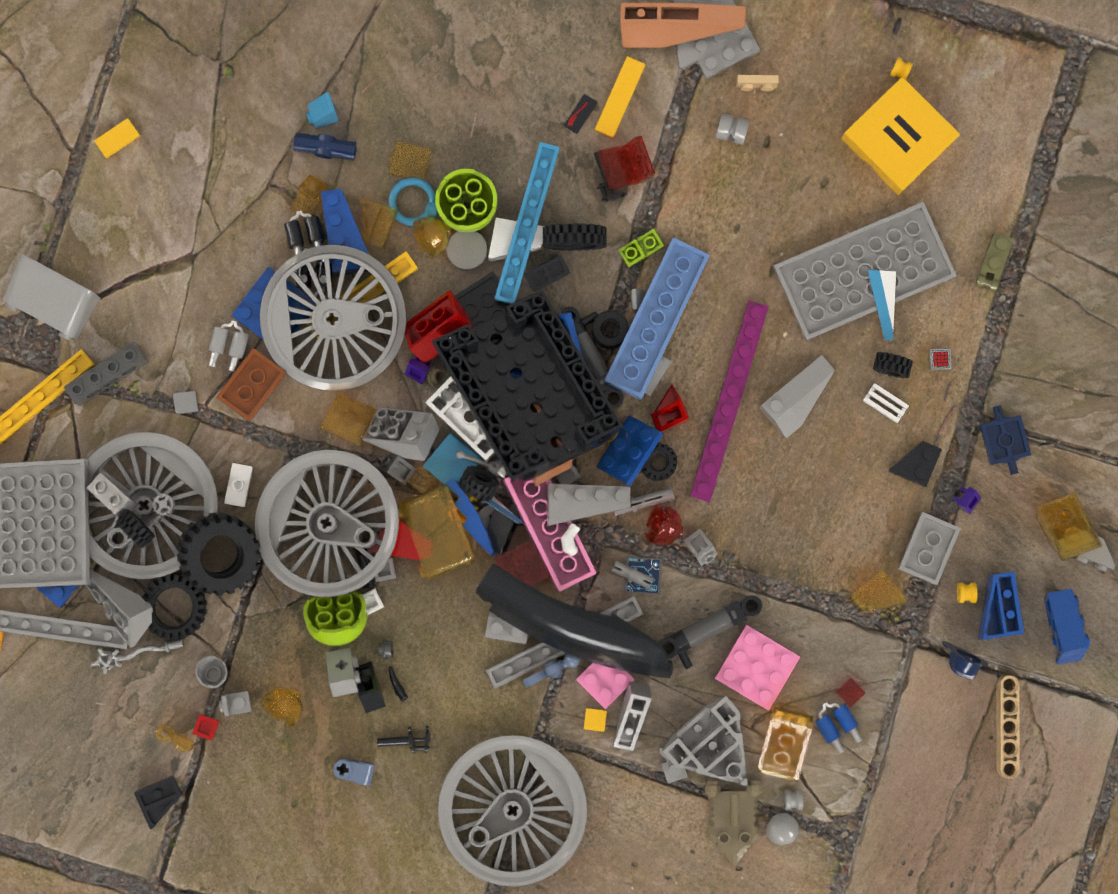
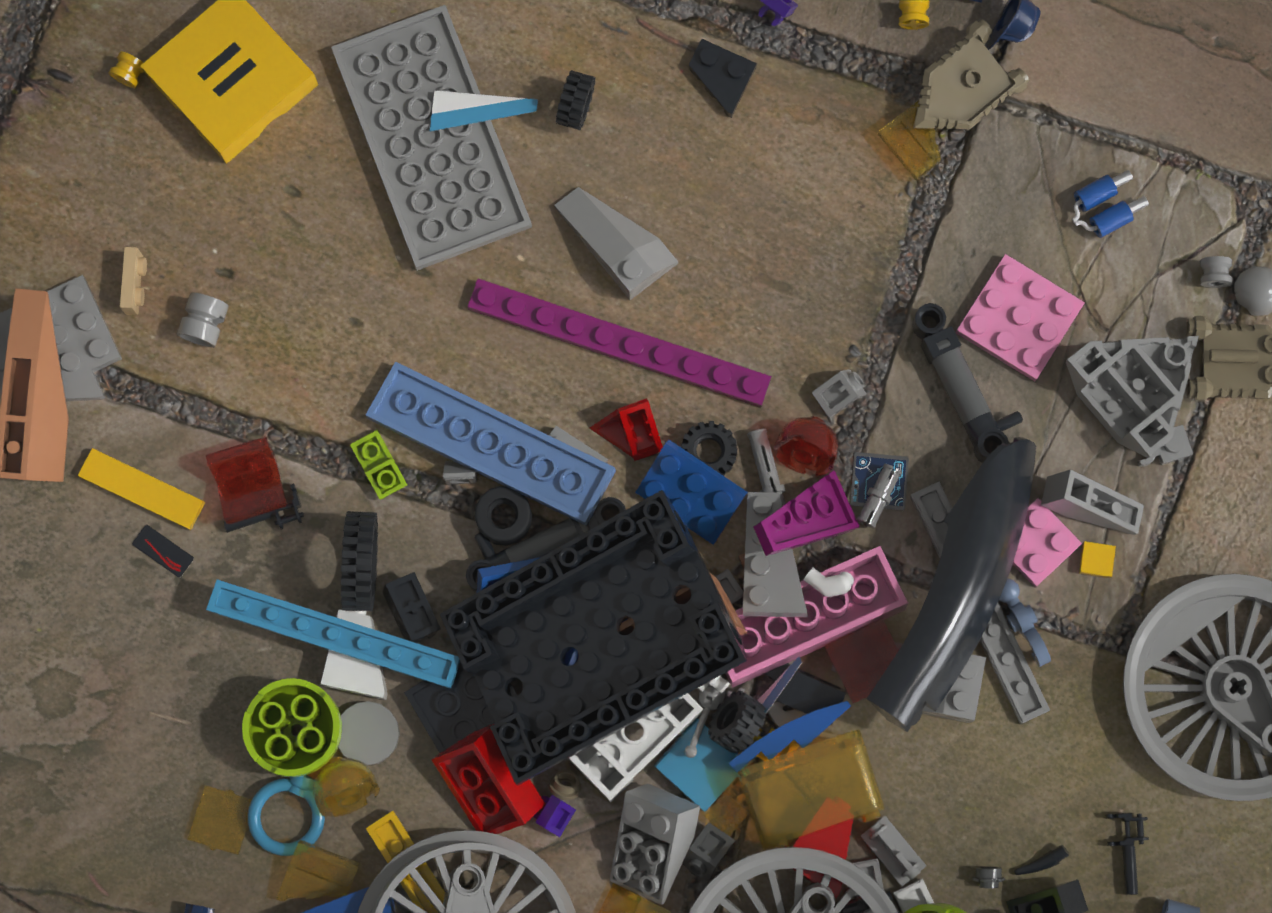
camera: 85 degrees left, 5 degrees down
(401, 588) = (893, 851): none -> light grey hinge
(614, 527) = (809, 517): none -> magenta wing
(785, 743) = (1133, 280): clear yellow slope -> none
(850, 692) = (1057, 185): clear red plate -> none
(885, 393) = (644, 95): white tile -> none
(916, 627) = (965, 83): none -> dark tan shield
(929, 548) = (848, 63): light grey plate -> none
(940, 359) = (567, 35): tile -> none

